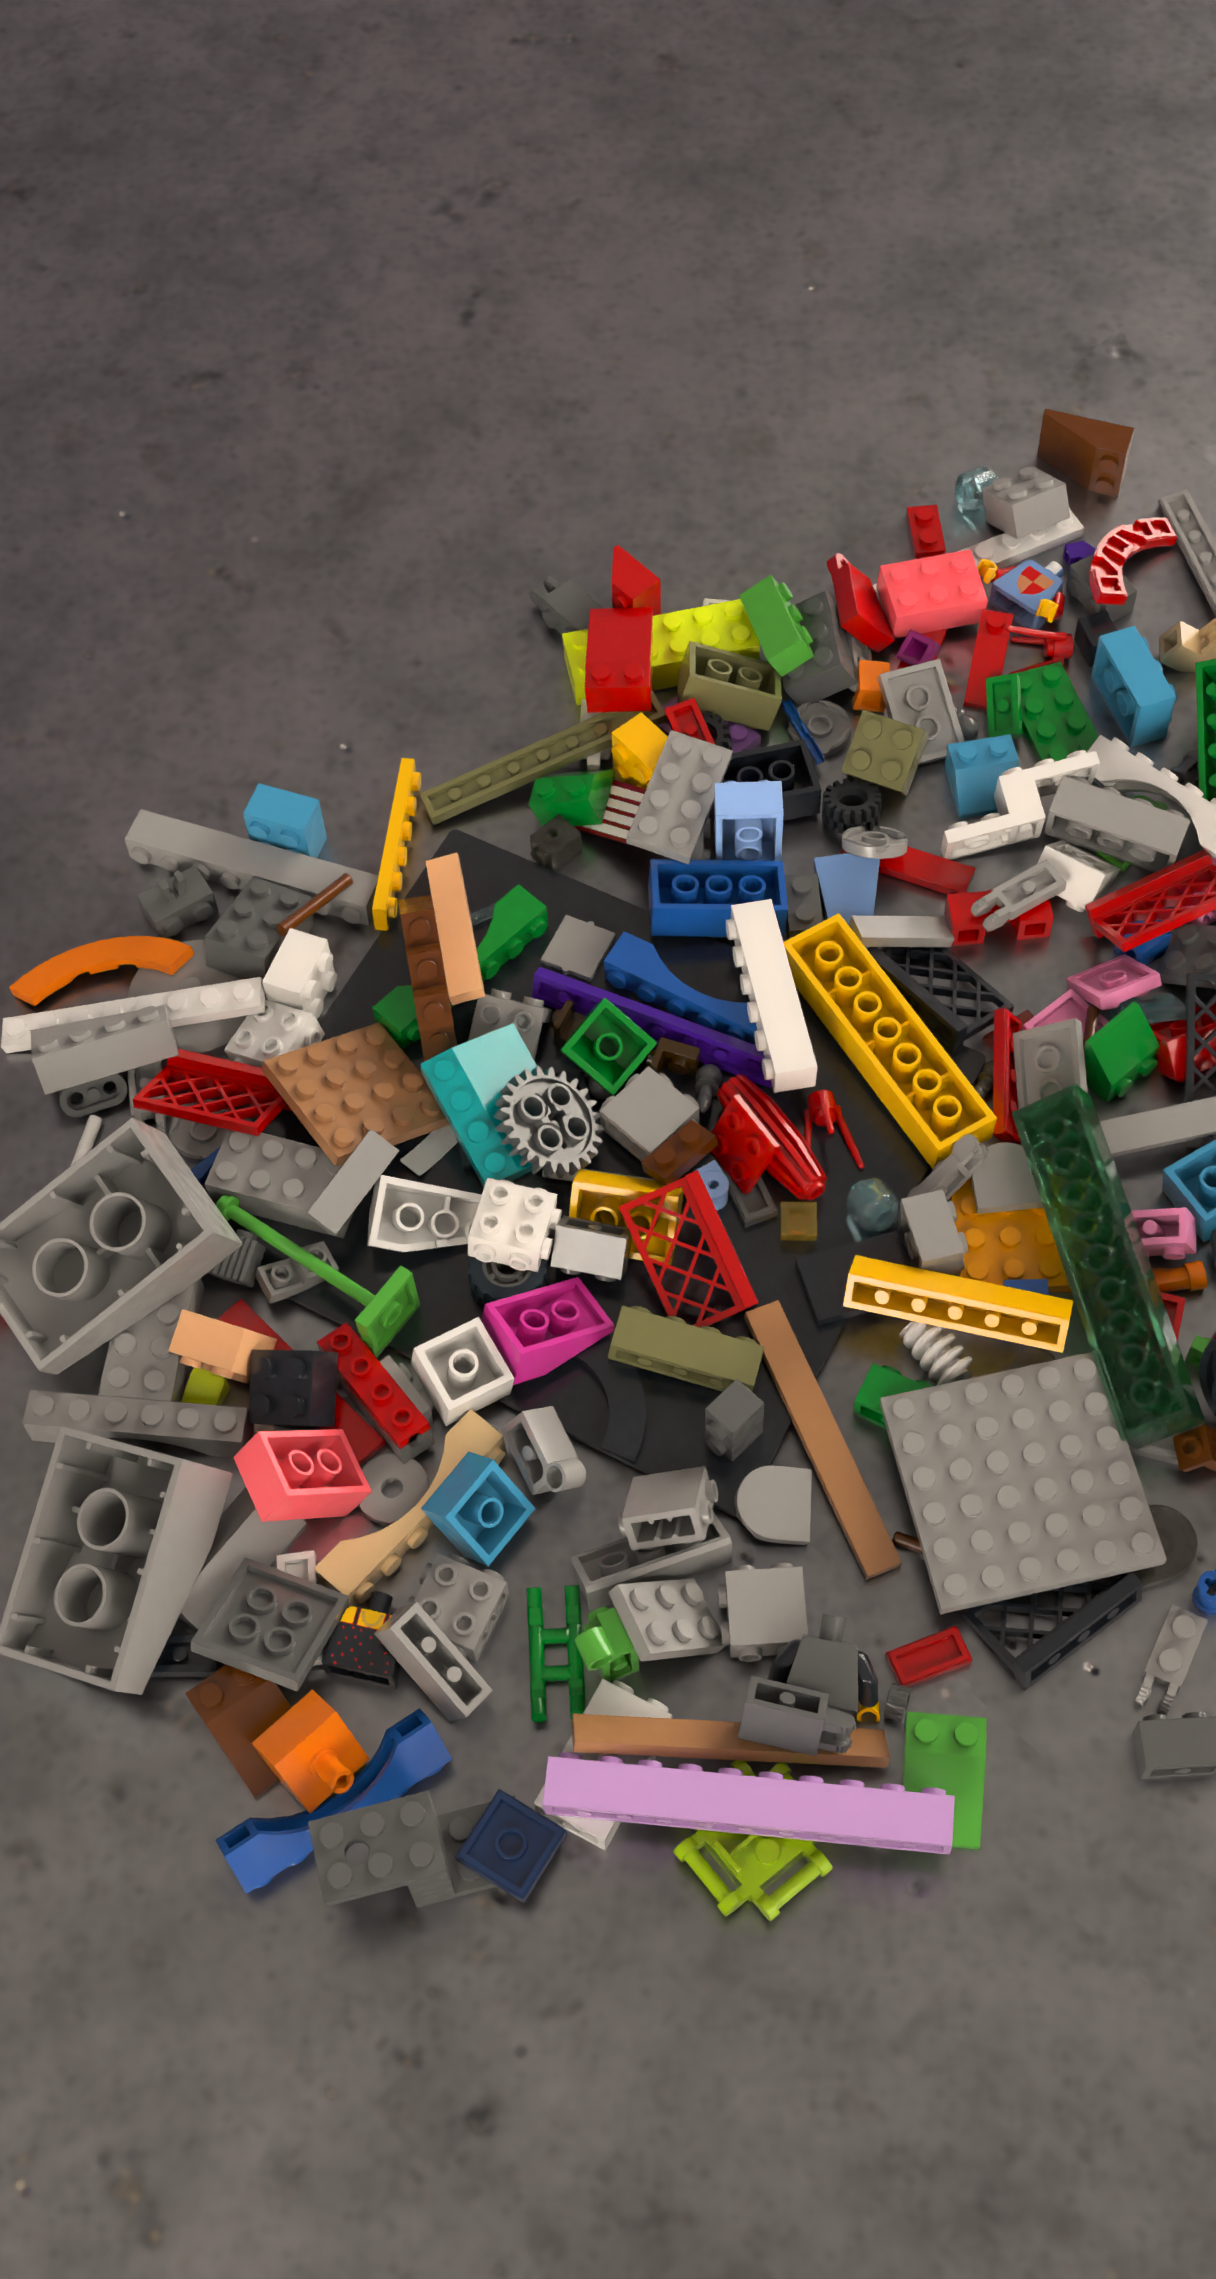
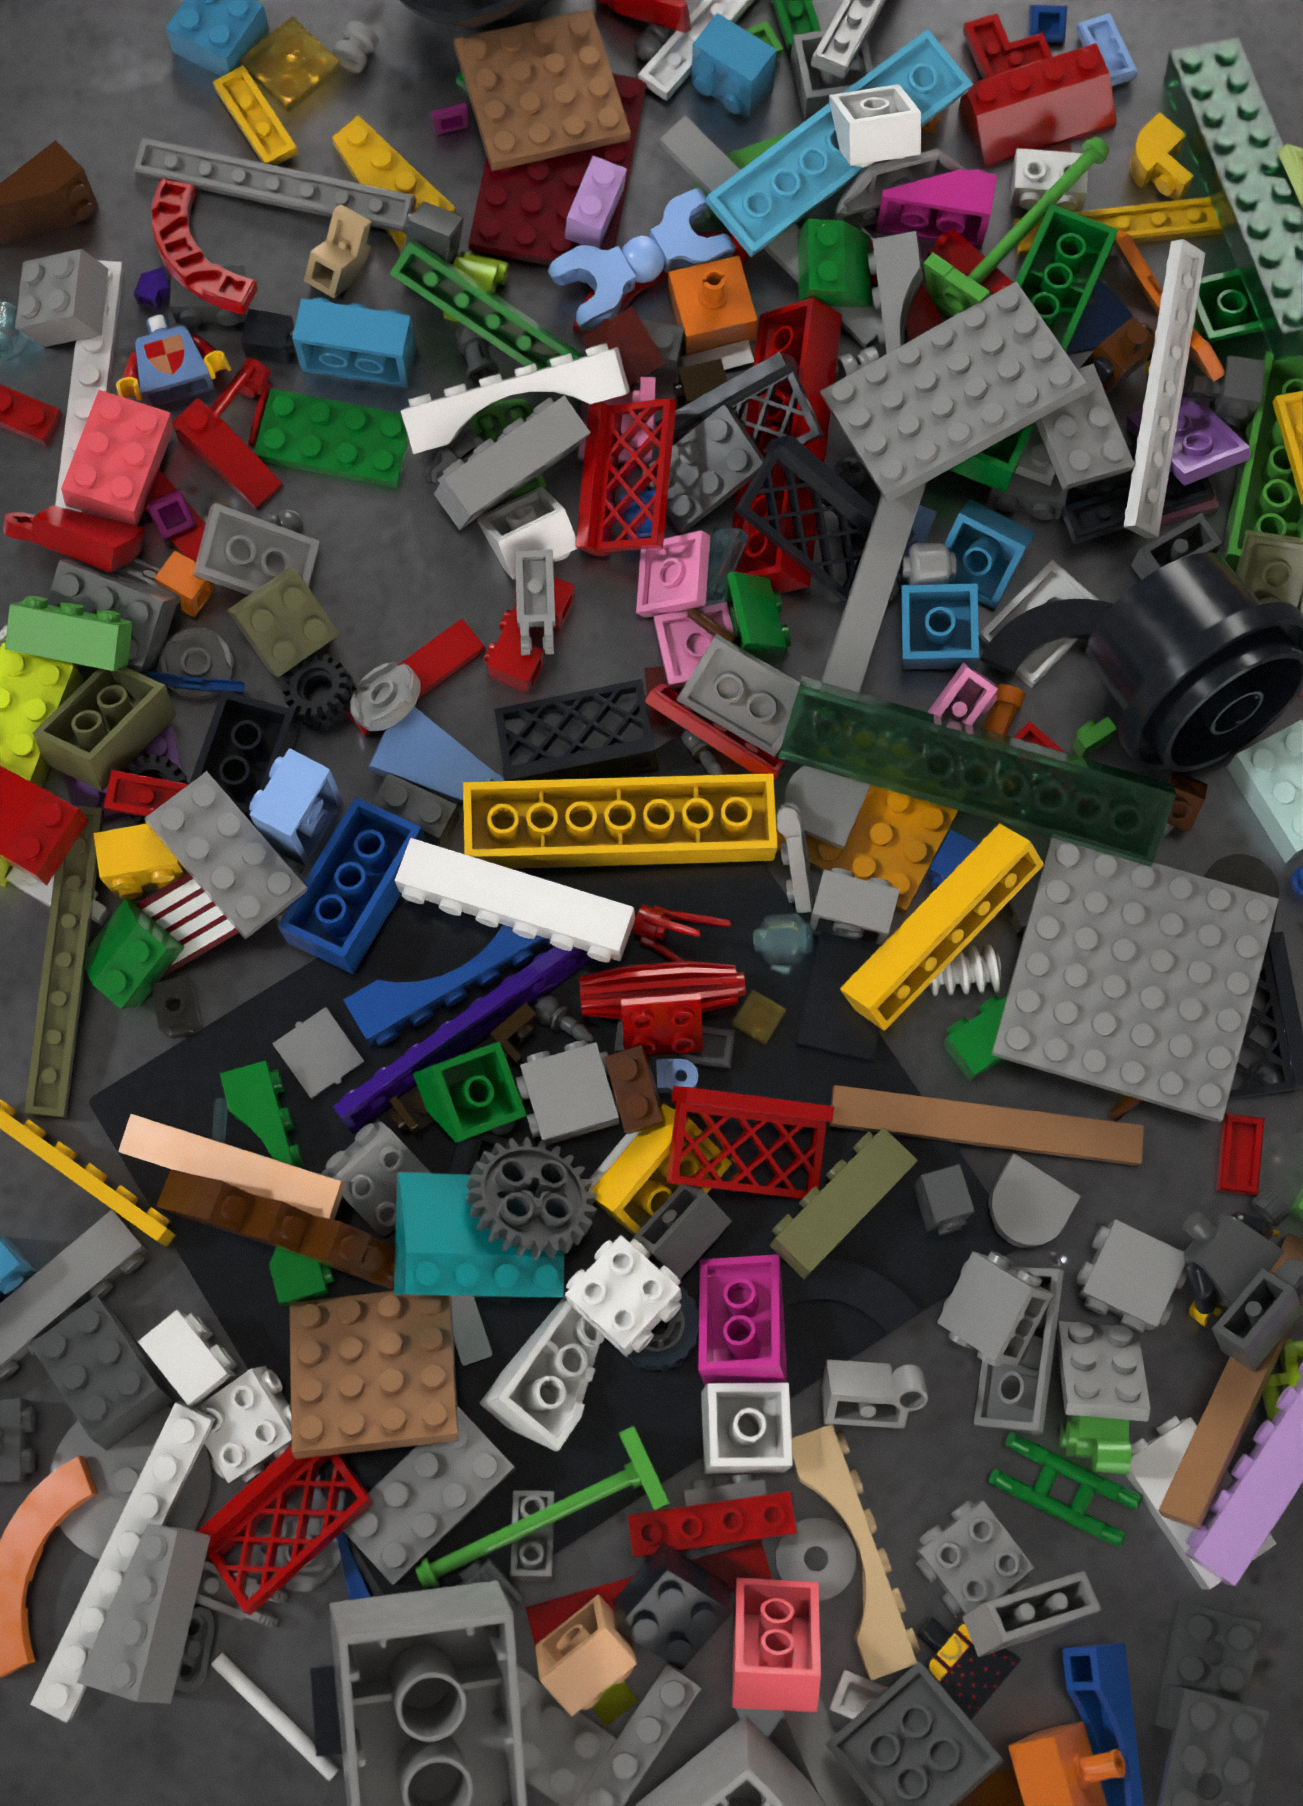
camera: 65 degrees left, 15 degrees up
(314, 904) = (115, 1299): reddish brown bar -> none
(352, 1182) = (488, 1432): light grey tile -> none
(478, 1508) = (897, 1489): dark azure brick -> none
(511, 1845) = (1234, 1631): dark blue tile -> none
(902, 931) = (499, 732): light grey tile -> none
(974, 772) = (363, 545): dark azure slope -> none
(1004, 706) = (295, 475): green plate -> none
(1018, 806) = (434, 537): white bracket -> none

